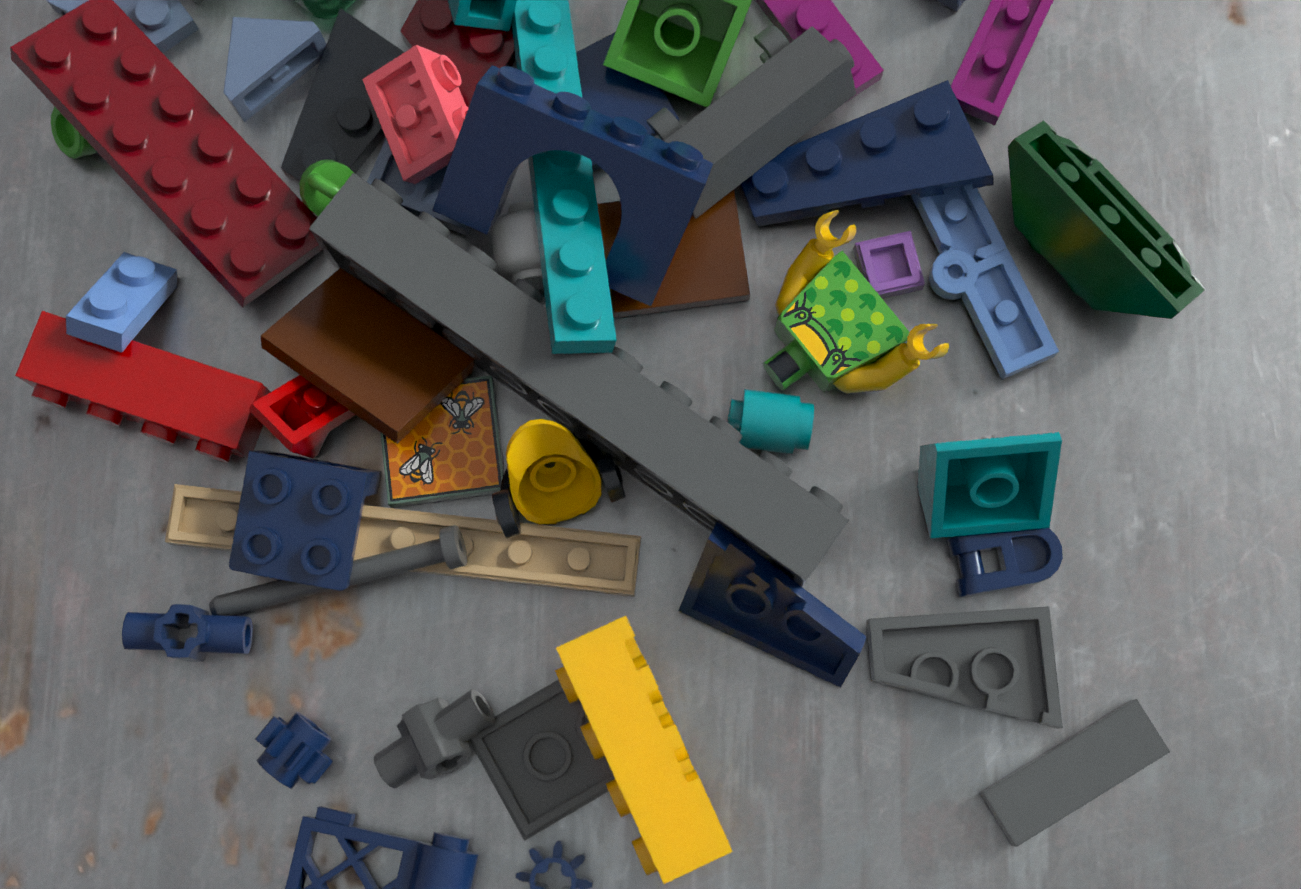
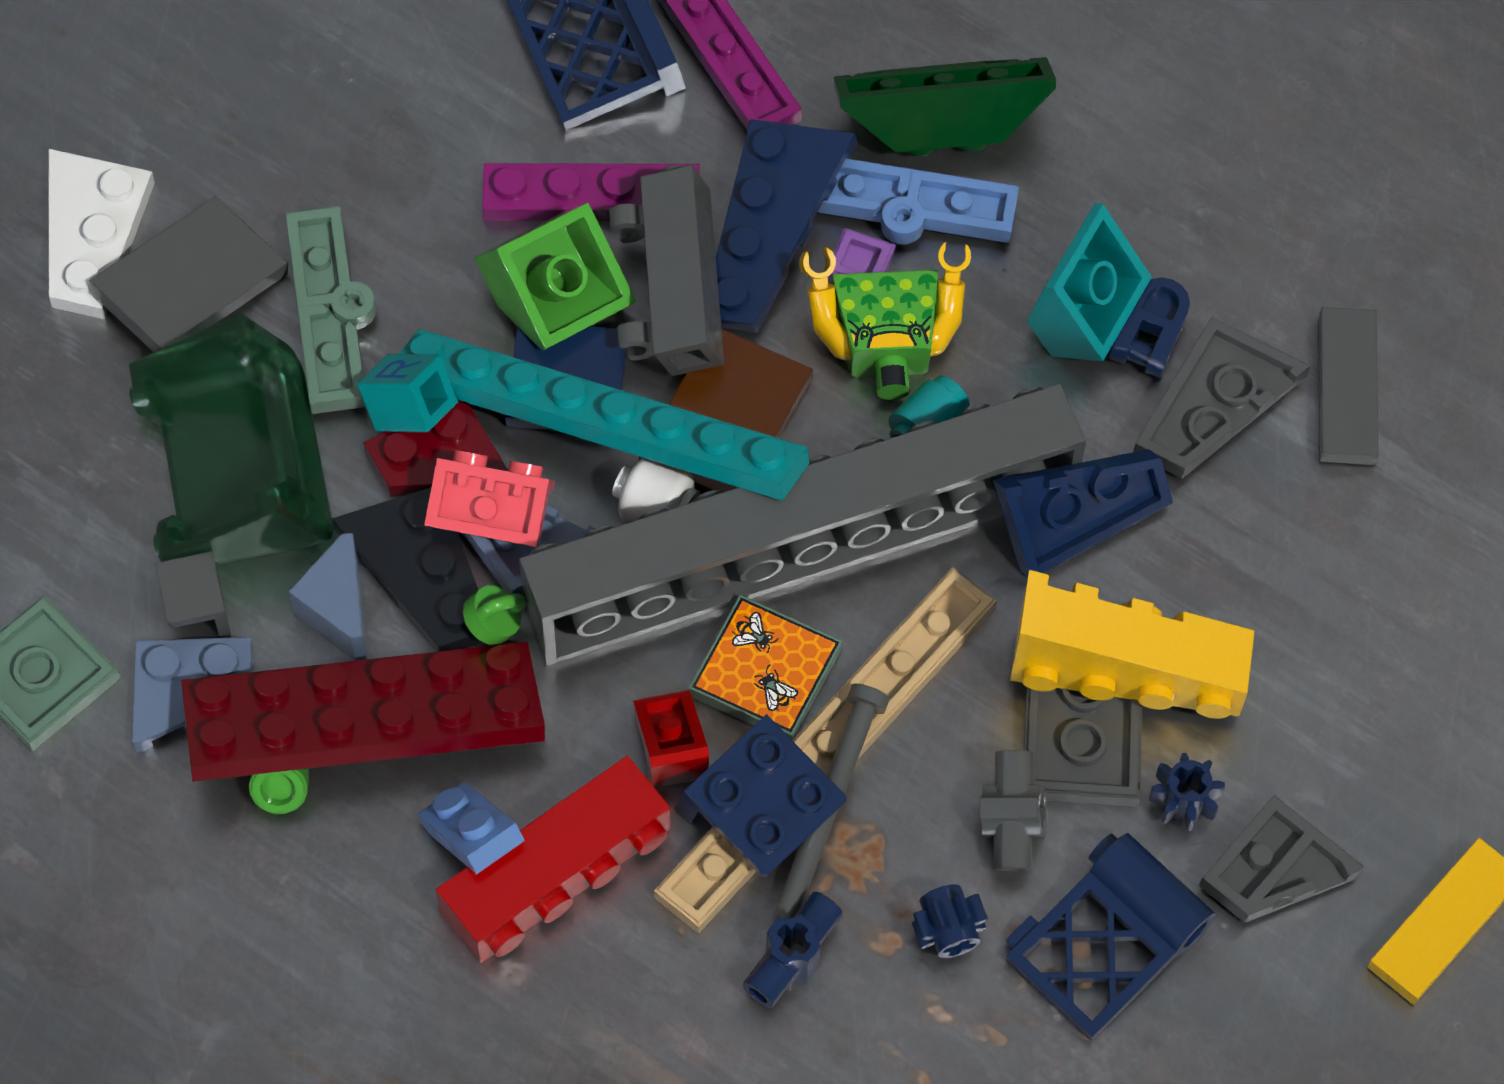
camera: 60 degrees left, 15 degrees down
(368, 354) = (658, 667): reddish brown tile -> none
(519, 119) = (577, 409): dark blue arch -> none
(552, 477) = (864, 589): yellow cap -> none

